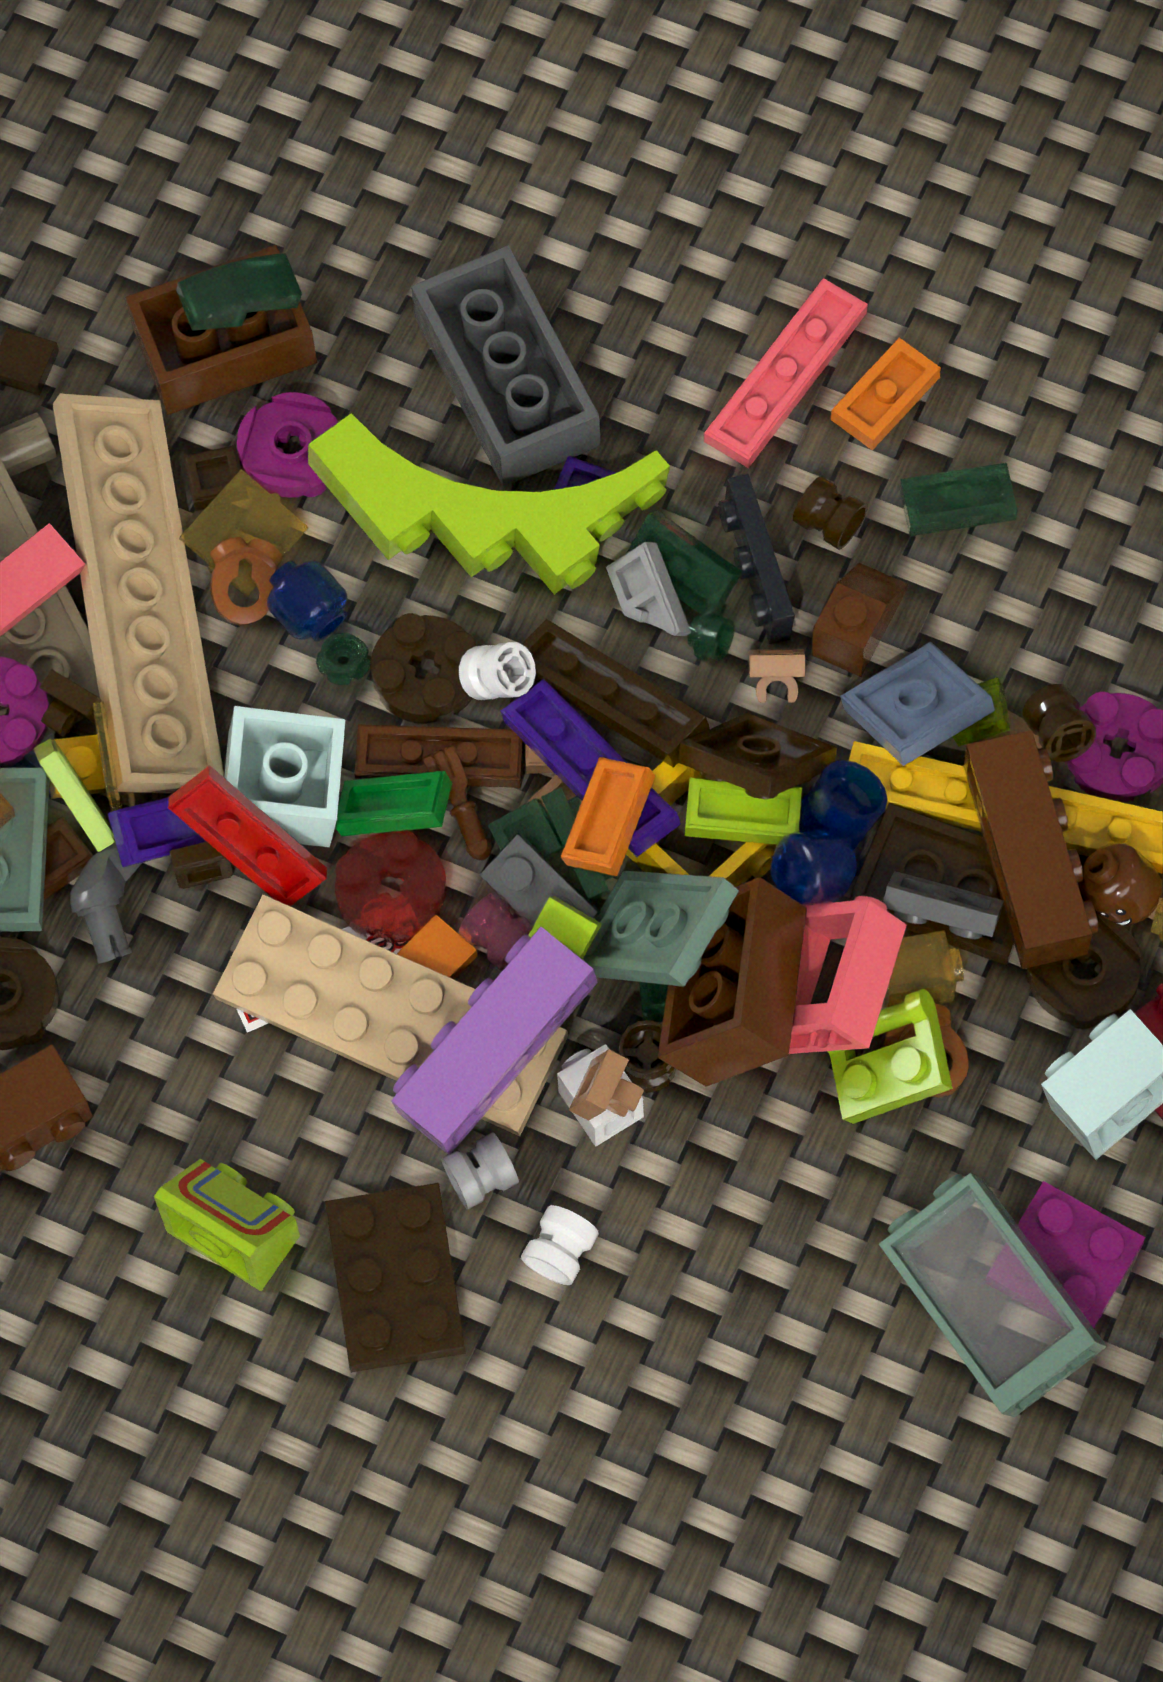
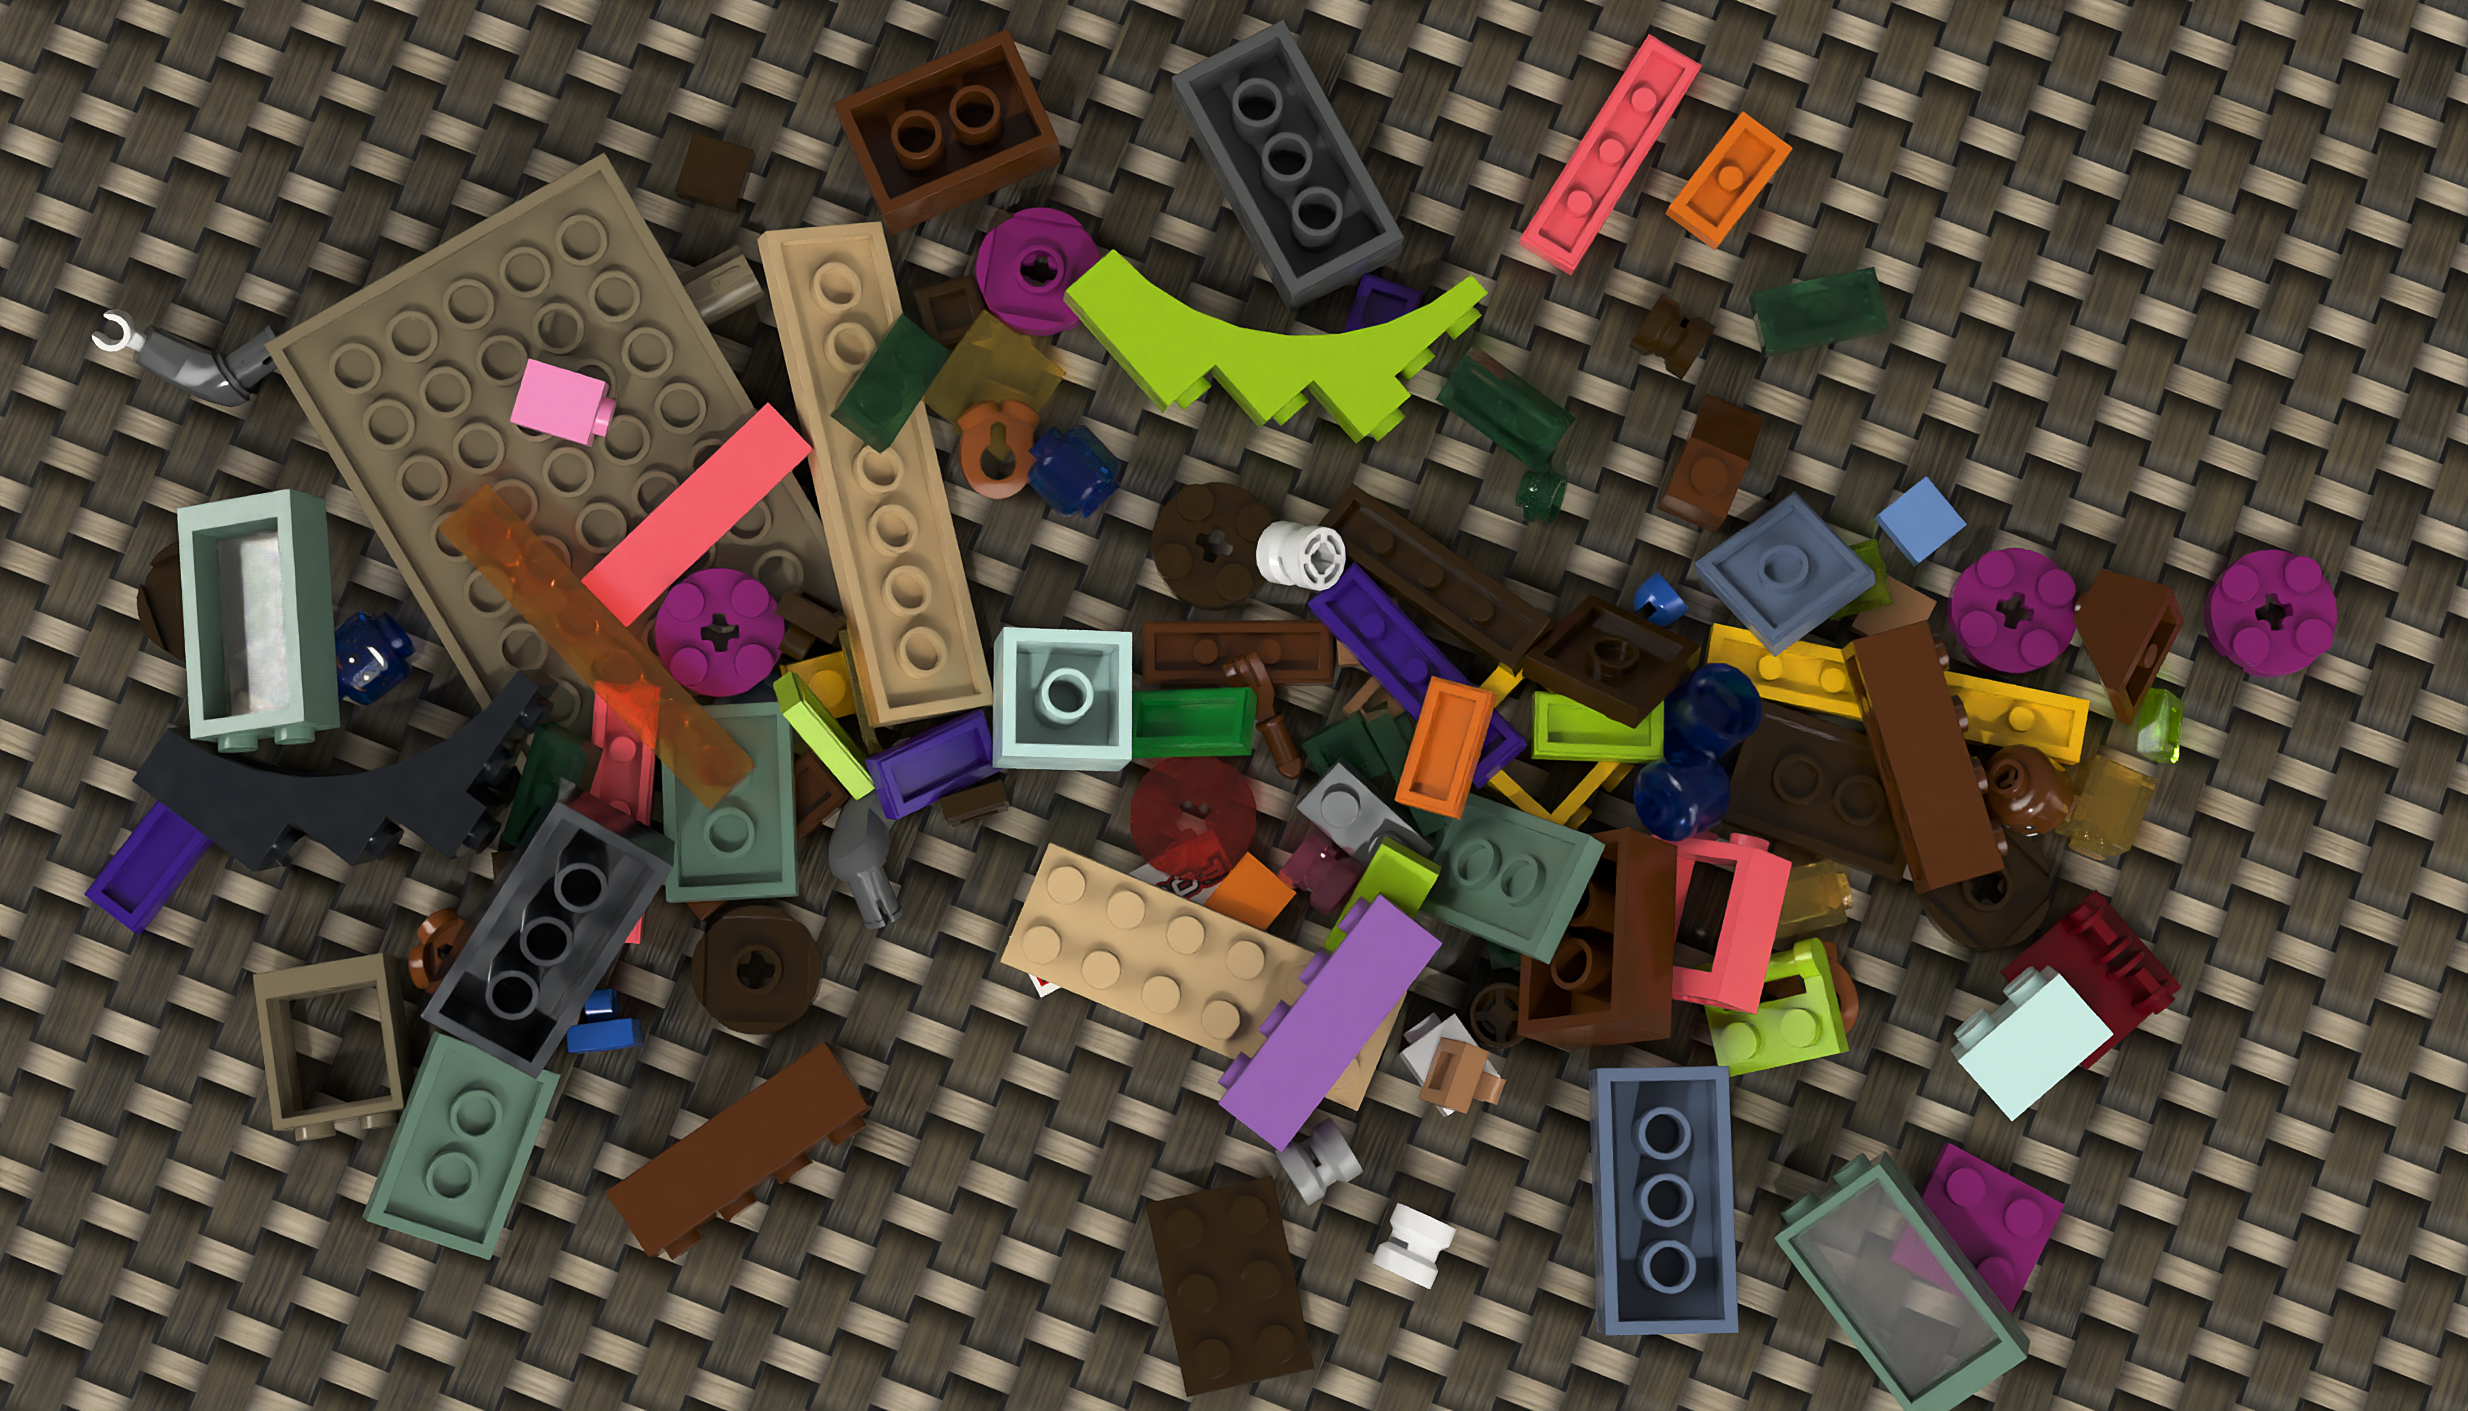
camera: 10 degrees left, 15 degrees up
(155, 521) = (890, 384): none -> clear green plate
(228, 1221) = (1040, 1237): lime slope -> none
(229, 291) = (965, 97): clear green slope -> none
(247, 837) = (1029, 784): red tile -> none
(340, 646) = (1107, 527): clear green plate -> none
(647, 590) = (1467, 444): light grey tile -> none
(756, 559) = (1590, 398): black plate -> none
(777, 666) = (1620, 530): medium nougat tile -> none
(782, 1210) = (1663, 1200): none -> sand blue brick
(809, 721) = (1662, 597): none -> blue hinge
(923, 900) = (1829, 830): dark grey plate -> none
(1039, 666) = (1920, 521): none -> medium blue tile
(1065, 729) = (1952, 599): dark brown wheel -> none

